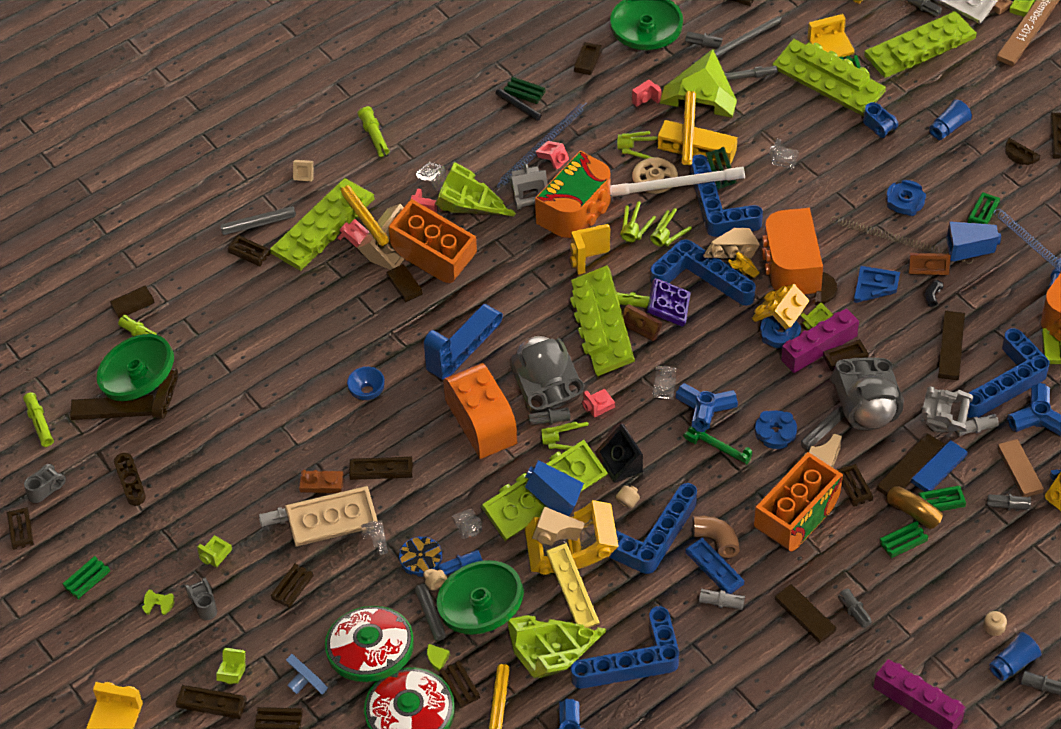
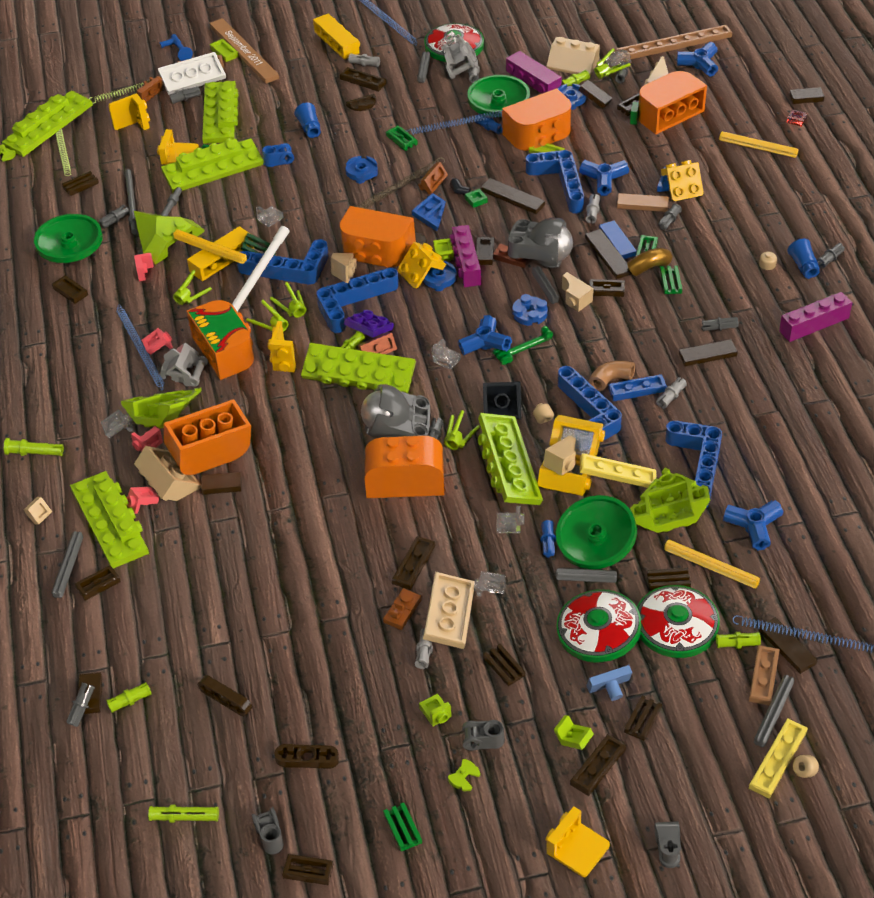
camera: 65 degrees left, 5 degrees down
(107, 408) = (209, 747): dark brown tile -> none
(110, 299) = (80, 705): none -> dark grey axle
(135, 367) = (181, 707): green dish -> none
(364, 215) = (140, 473): yellow axle -> none
(366, 377) = (319, 534): blue piece -> none
(420, 555) = (524, 564): tile -> none
(435, 579) = (557, 558): tan tile -> none
(437, 656) = (634, 584): lime tile -> none
(446, 355) = (326, 467): blue beam -> none
(518, 104) = (81, 347): black bar -> none
(526, 88) = (70, 338): dark green tile -> none
(553, 487) = (523, 443): blue slope -> none
(598, 402) = (438, 401): coral bracket -> none
(640, 170) = (227, 292): tan plate -> none
(744, 264) = (364, 268): yellow plate -> none
(799, 502) = (620, 310): orange brick -> none
(926, 314) = (476, 198): none -> green tile
(938, 408) = (574, 217): light grey piece -> none
(971, 240) = (428, 149): blue slope -> none

